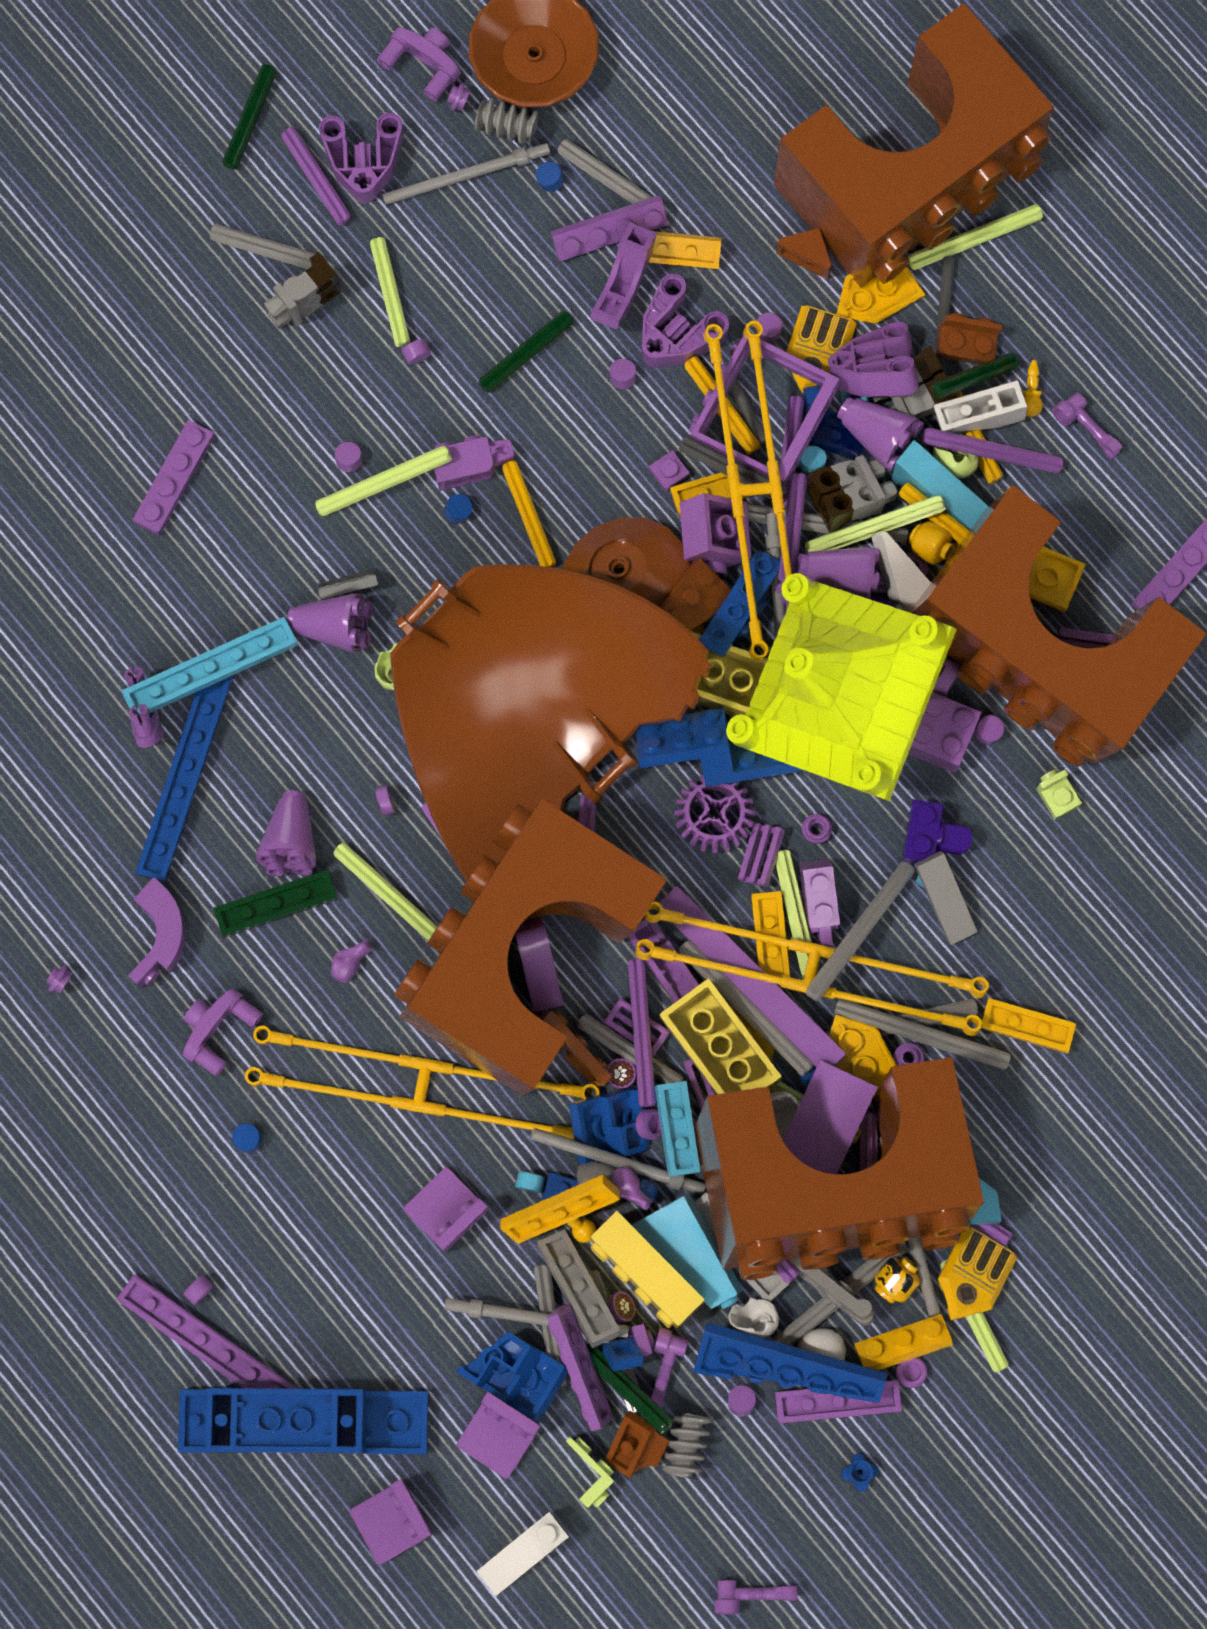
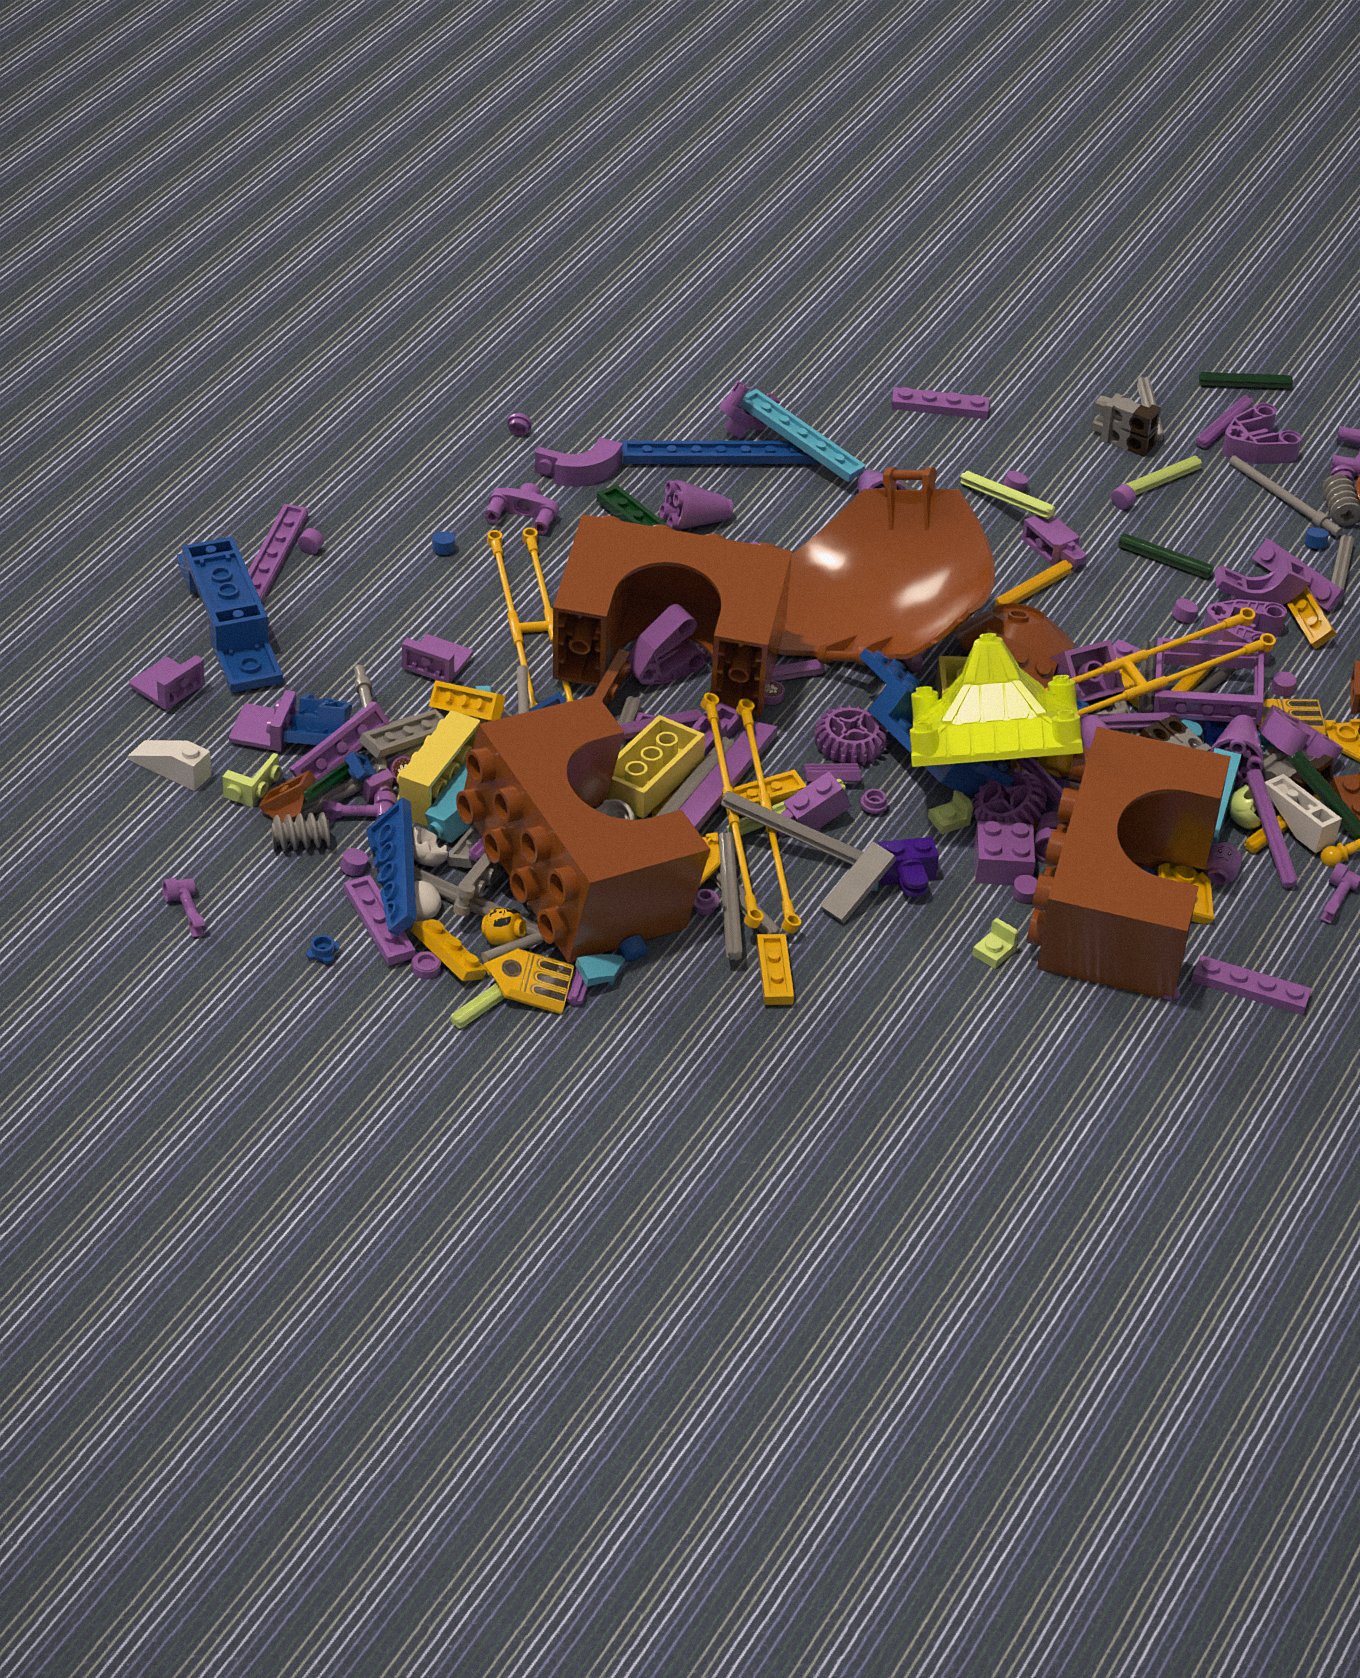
camera: 65 degrees right, 35 degrees down
(458, 508) = (1013, 546): blue piece -> none

